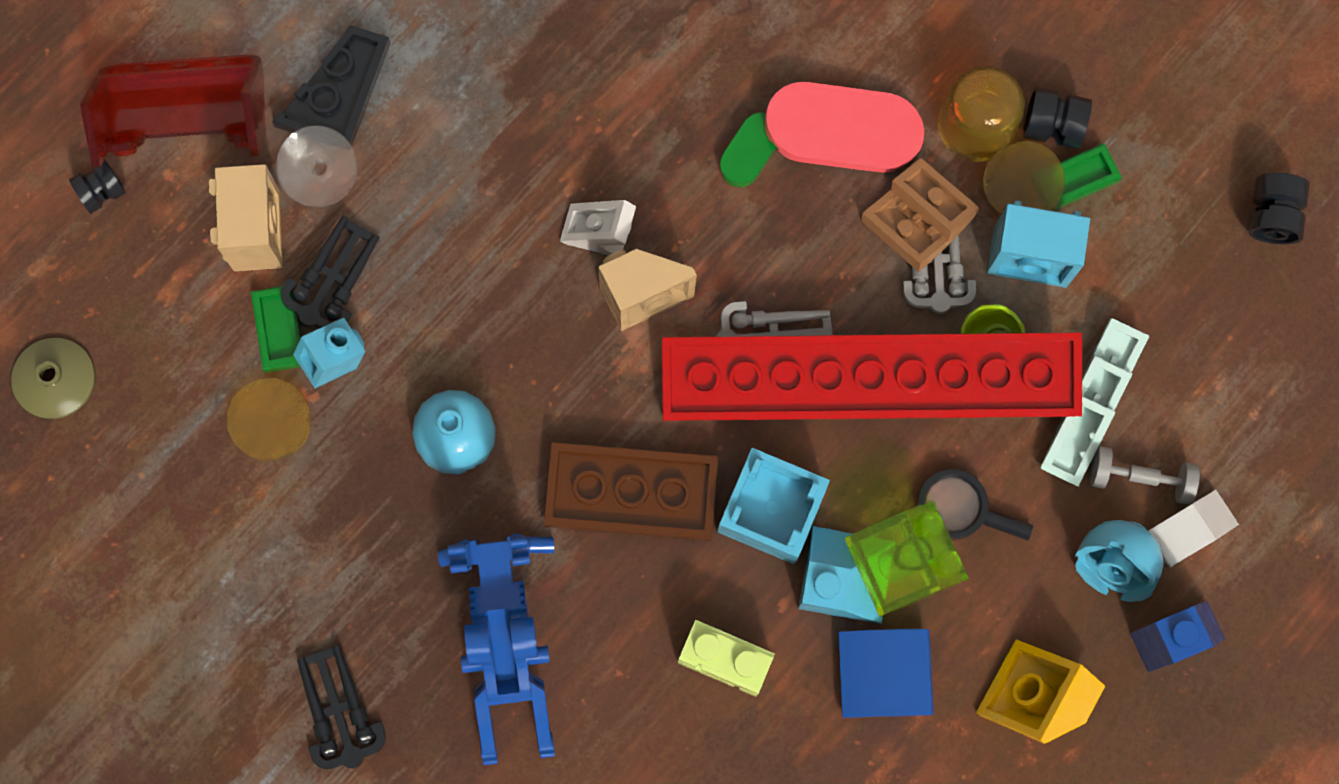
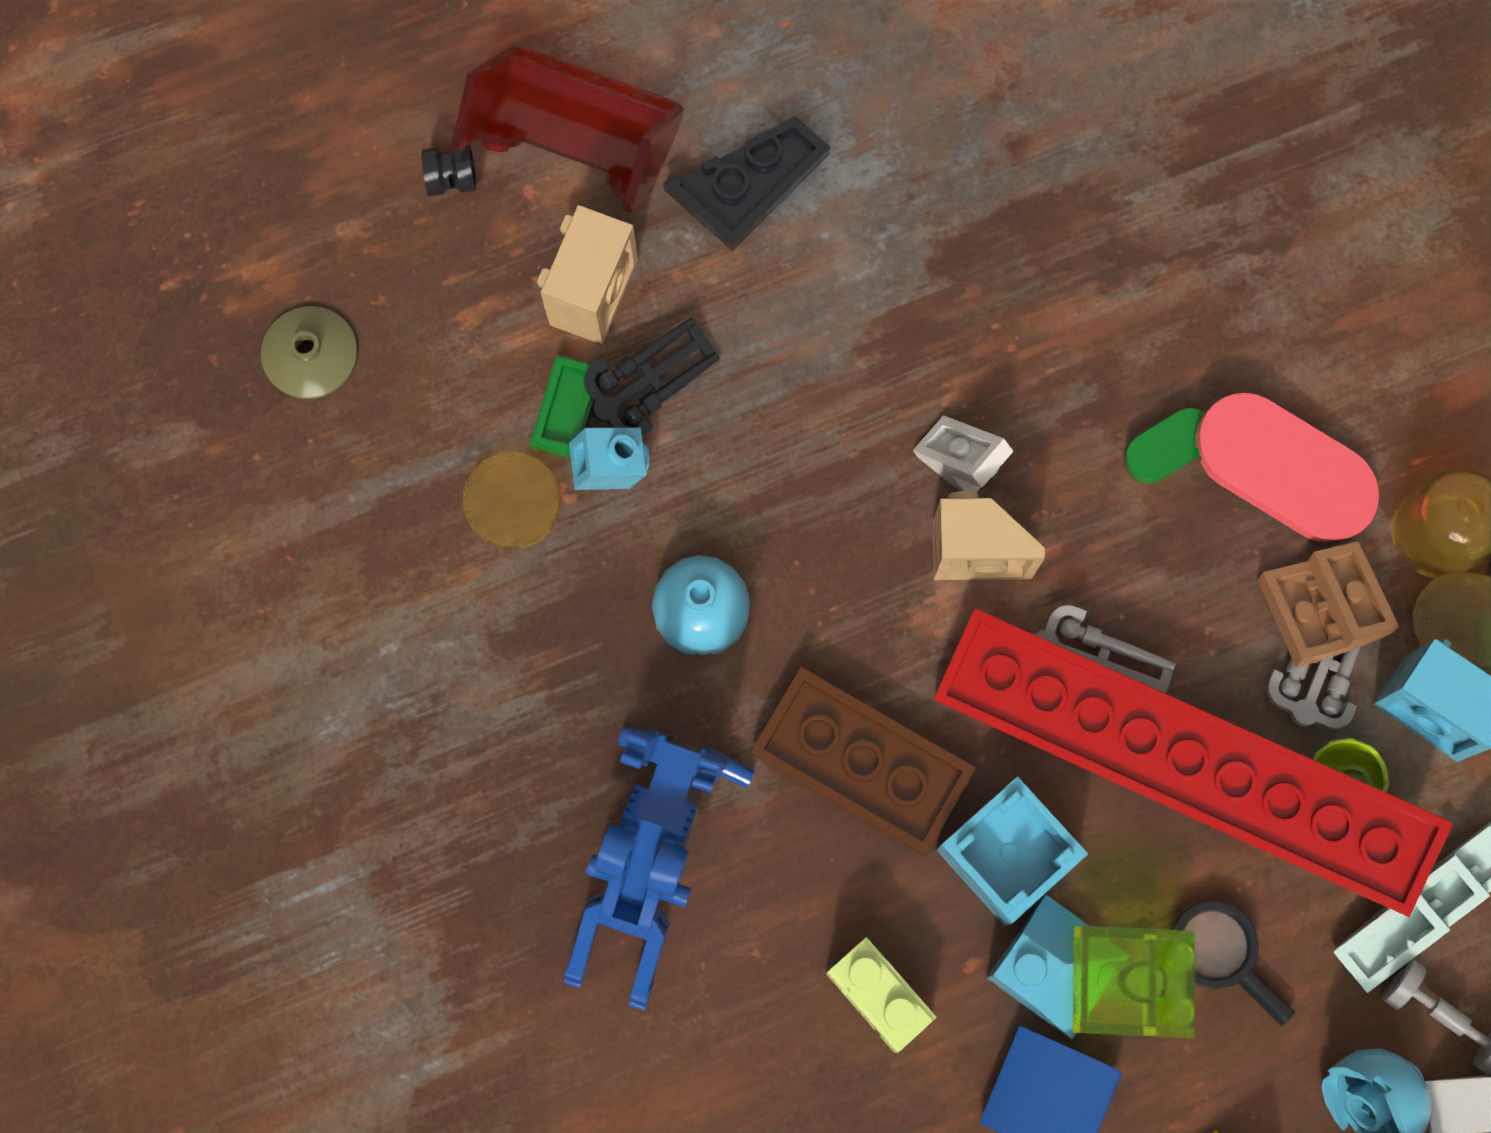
camera: 30 degrees right, 0 degrees up
(297, 162) = (672, 236): clear dish -> none
(351, 755) = (430, 904): black piece -> none

